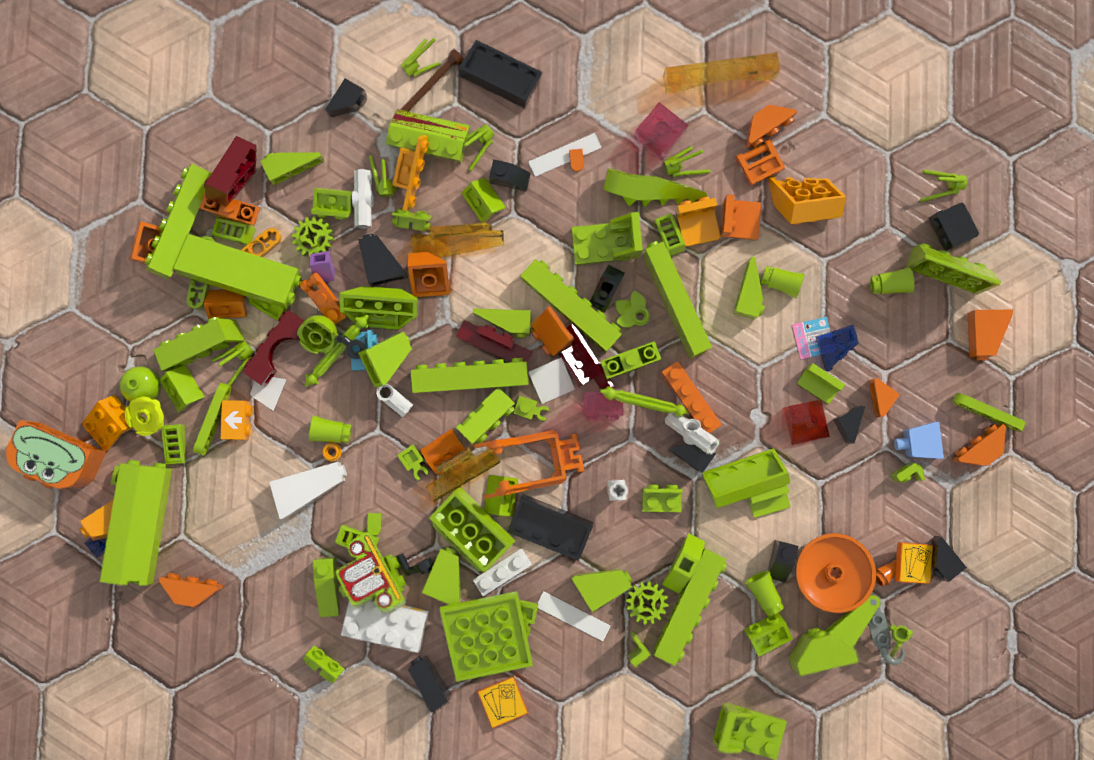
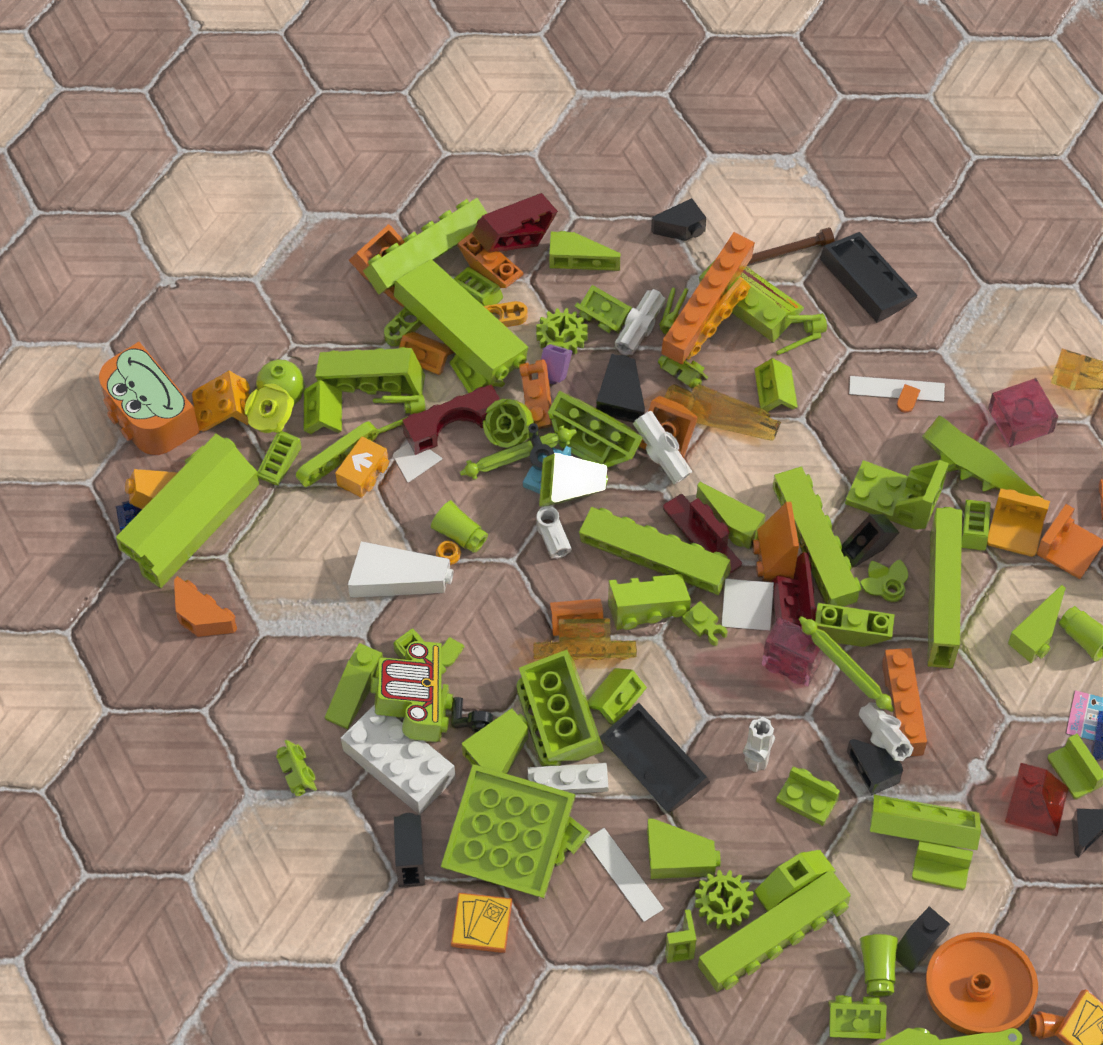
camera: 30 degrees right, 25 degrees down
(402, 161) = (693, 317): none -> orange arch
(410, 64) = (772, 222): lime plant -> none
(411, 459) = (535, 607): lime plate -> none
(433, 294) = (662, 447): none -> white piece
(509, 175) = (819, 375): black slope -> none
(562, 457) = (715, 685): orange piece -> none
(673, 164) = (1020, 453): lime plant -> none

